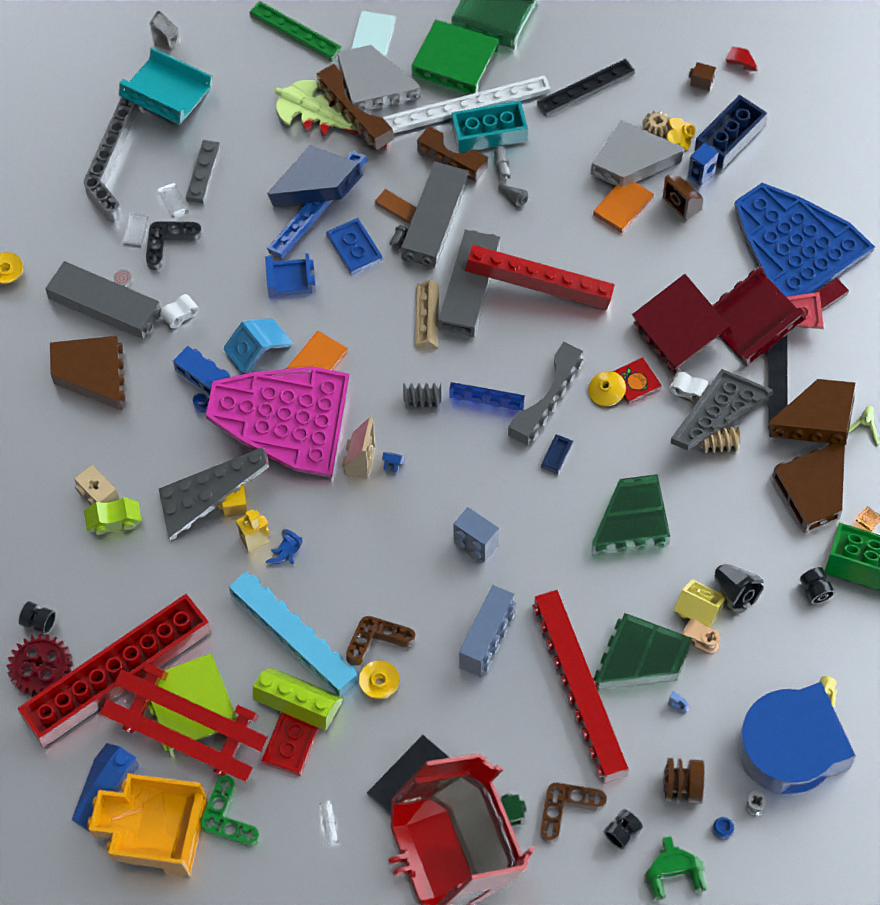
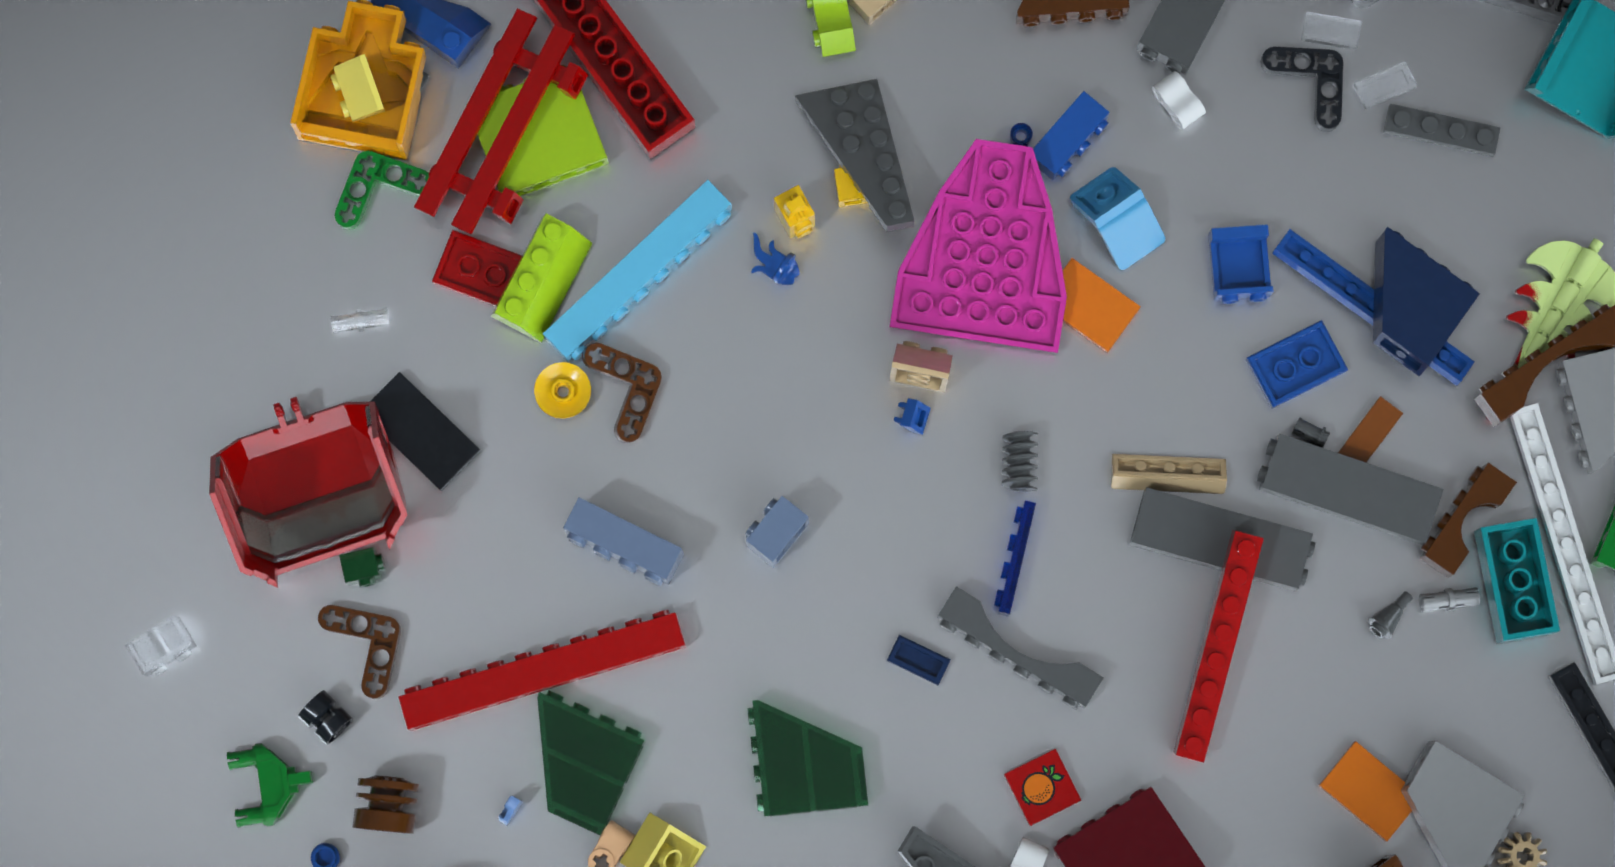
camera: 90 degrees right, 20 degrees up
(123, 278) = (1241, 15): light grey tile -> none
(156, 818) = (358, 89): none -> light yellow slope
(607, 396) = (1028, 755): yellow dish -> none

